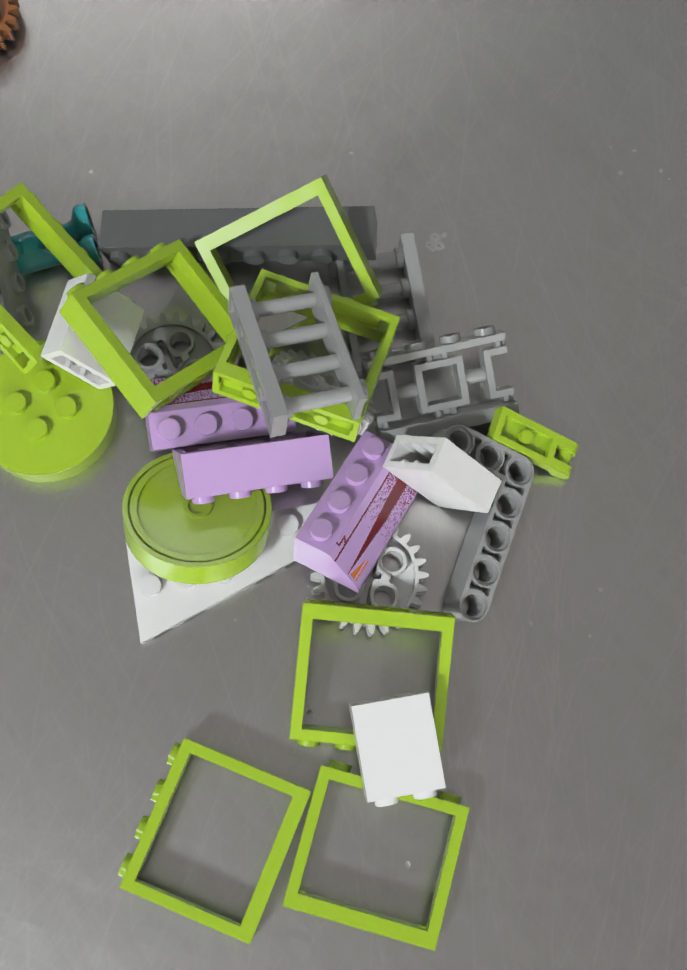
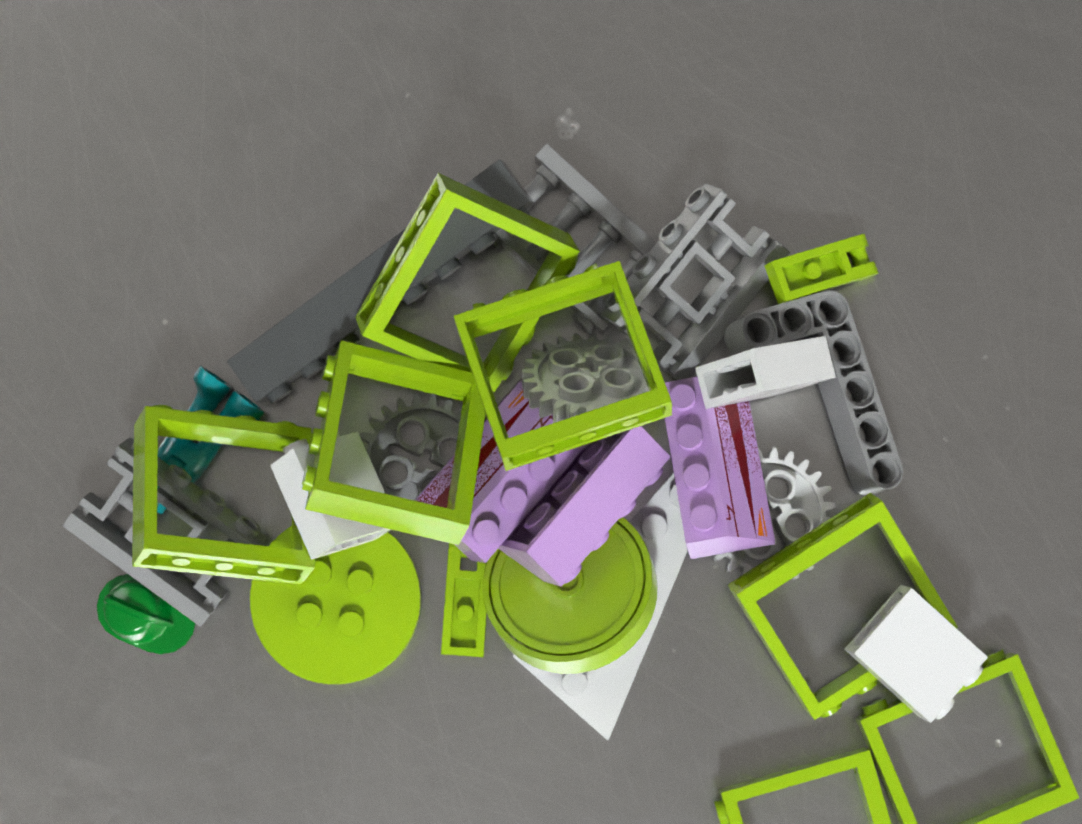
camera: 30 degrees left, 10 degrees up
(107, 491) = (463, 608): none -> lime plate
(267, 375) = (559, 426): light grey fence -> none

